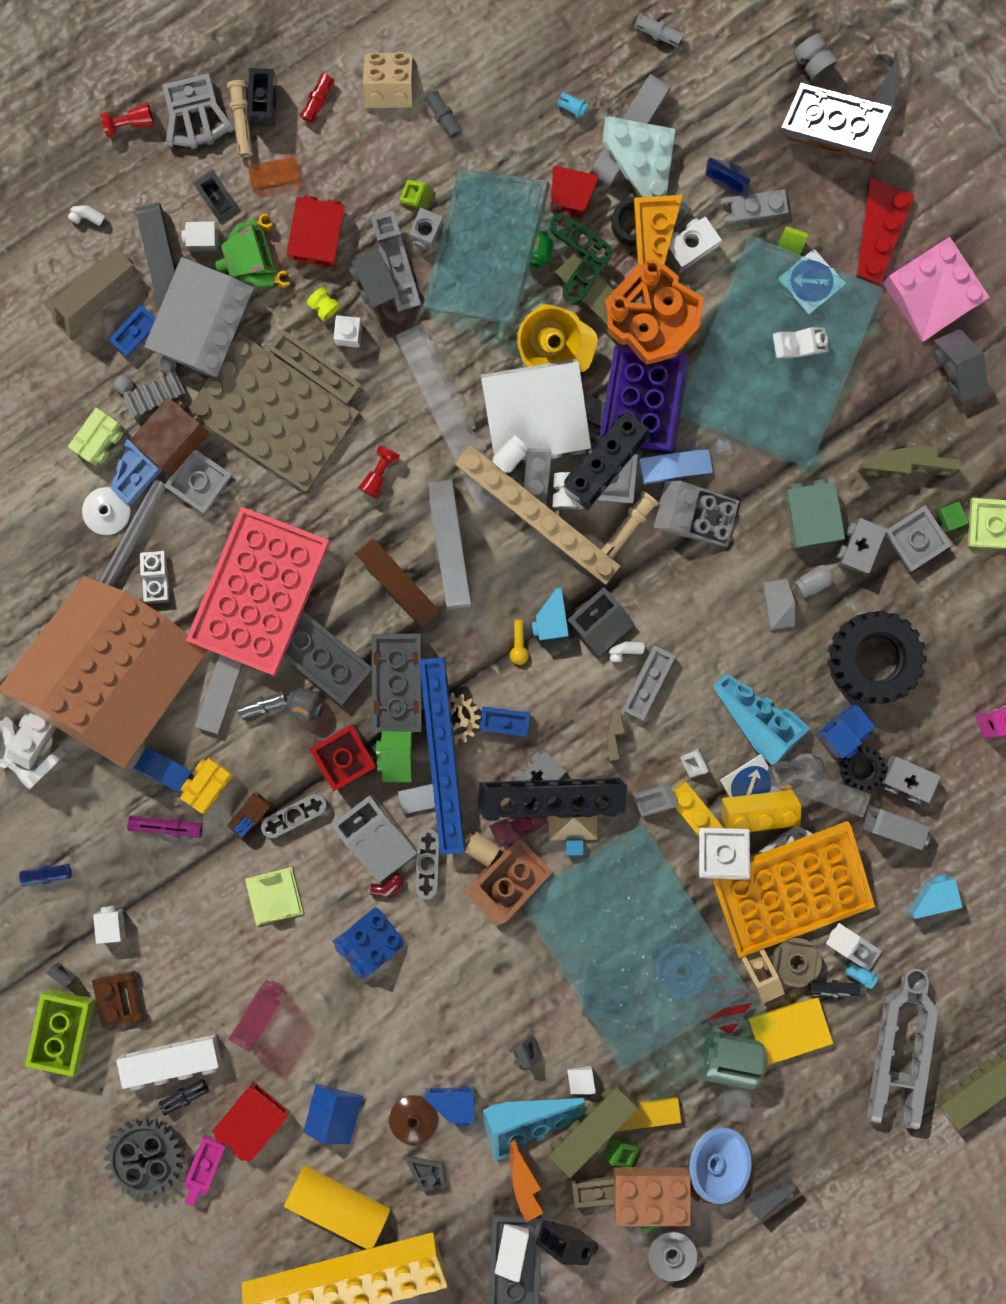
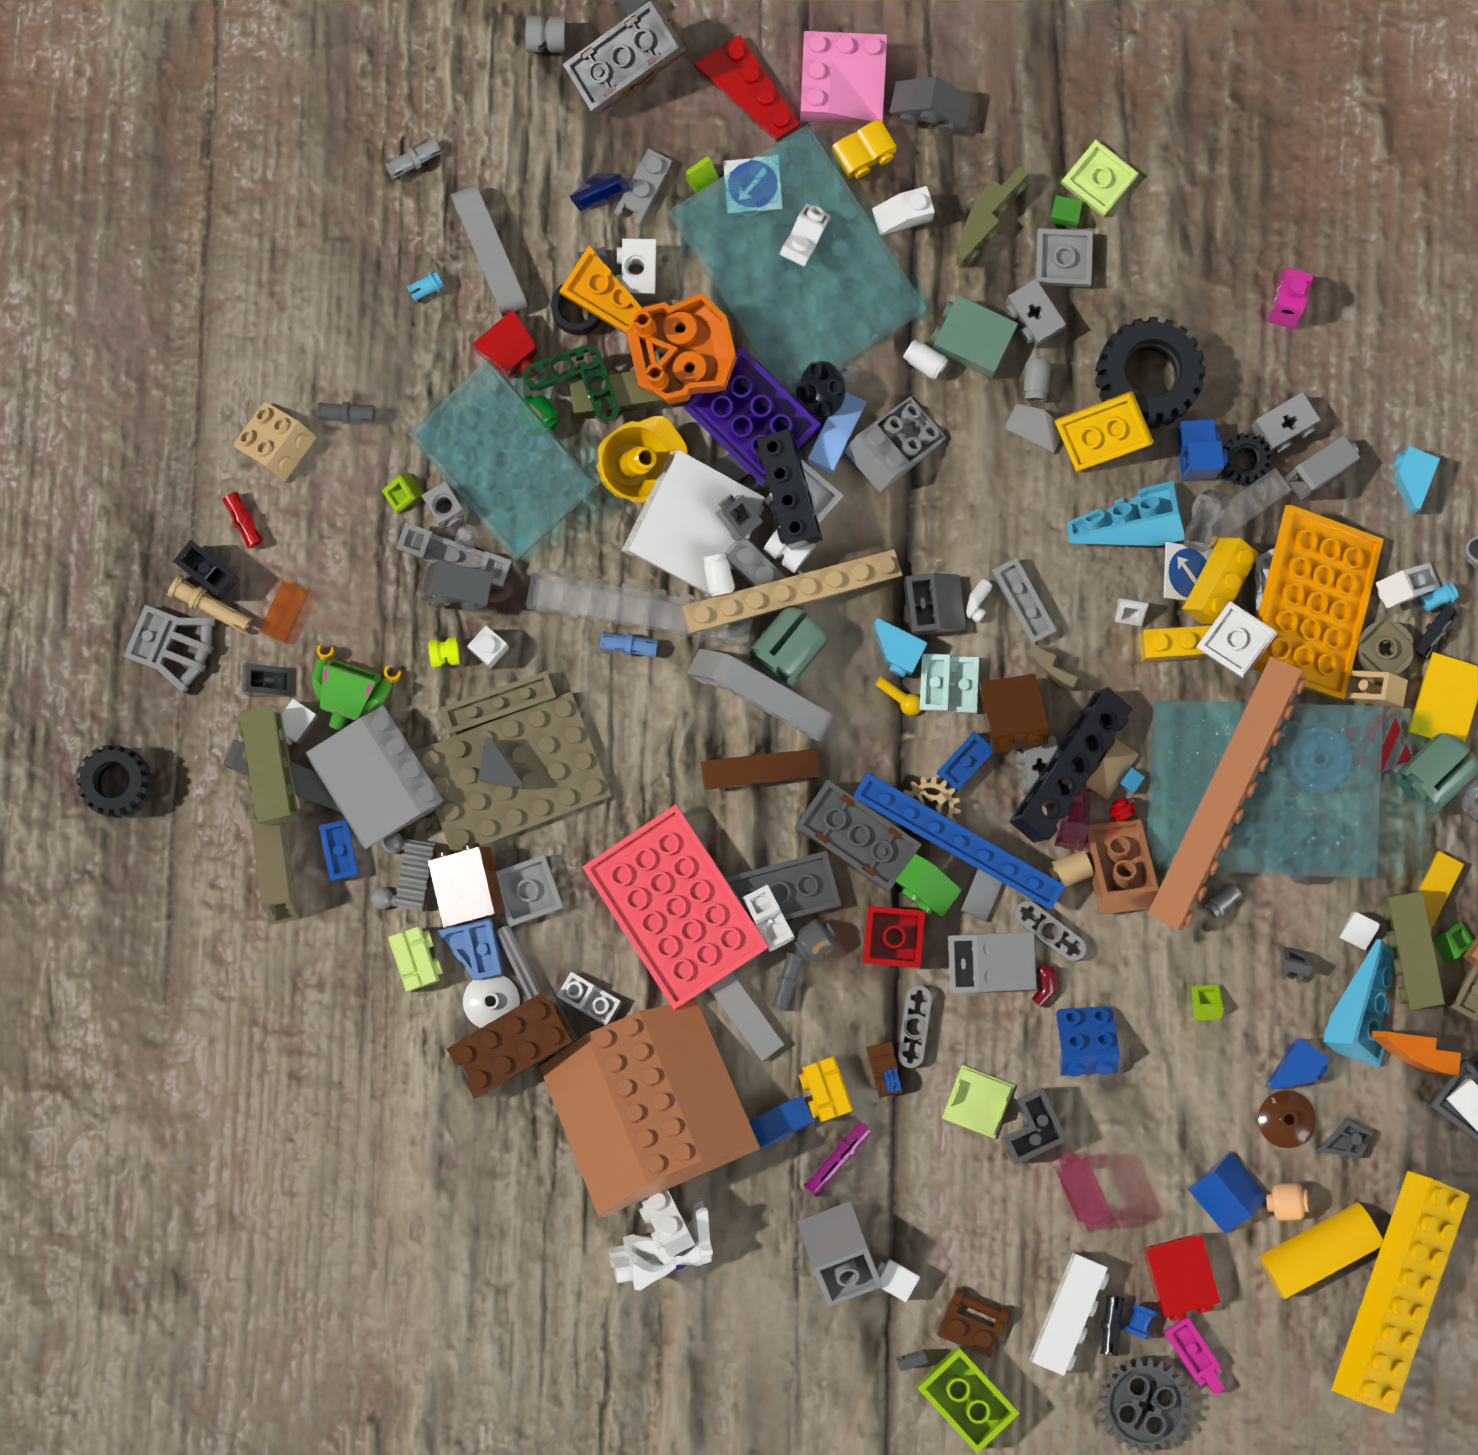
camera: 55 degrees left, 5 degrees down
(45, 874) = (802, 1308): clear blue pin -> none
(60, 126) = (93, 771): none -> black tyre
(83, 546) = (513, 1043): none -> reddish brown piece
(87, 212) = (190, 815): white arm -> none
(96, 873) = (839, 1254): none -> light grey slope
(137, 117) = (135, 702): red piece -> none
(153, 237) = (268, 765): none -> olive brick
(200, 1115) = (1141, 1321): none -> blue bush
(265, 397) = (495, 768): none -> dark grey slope
(280, 954) = (1041, 1128): none -> dark grey brick
(295, 661) = (768, 917): none -> white slope
(316, 231) = (370, 609): red panel -> none
(354, 1161) = (1288, 1201): none -> light nougat head
(374, 480) = (648, 723): red piece -> none
(413, 258) = (464, 535): none -> clear hinge
(420, 428) = (629, 644): none -> medium blue pin
(455, 1008) = (1207, 1002): none -> lime slope
(497, 540) = (789, 645): none -> sand green cylinder
(534, 970) = (1223, 900): none -> light grey pin
(549, 855) = (1122, 808): none -> red plate
(552, 672) = (949, 683): none -> light aqua slope
(561, 732) = (1014, 713): none -> reddish brown brick
(565, 446) = (747, 516): none -> dark grey brick
(608, 922) = (1226, 794): none -> nougat brick
(636, 515) = (857, 501): tan pin -> none
(641, 153) = (521, 256): light aqua plate -> none
(655, 799) = (1140, 671): light grey tile -> none
(697, 433) = (822, 388): none -> black dish
(773, 492) = (925, 359): none -> white piece
(810, 654) = (1104, 431): none -> yellow tile
(869, 401) = (904, 211): none -> white slope
(894, 342) = (864, 148): none -> yellow brick

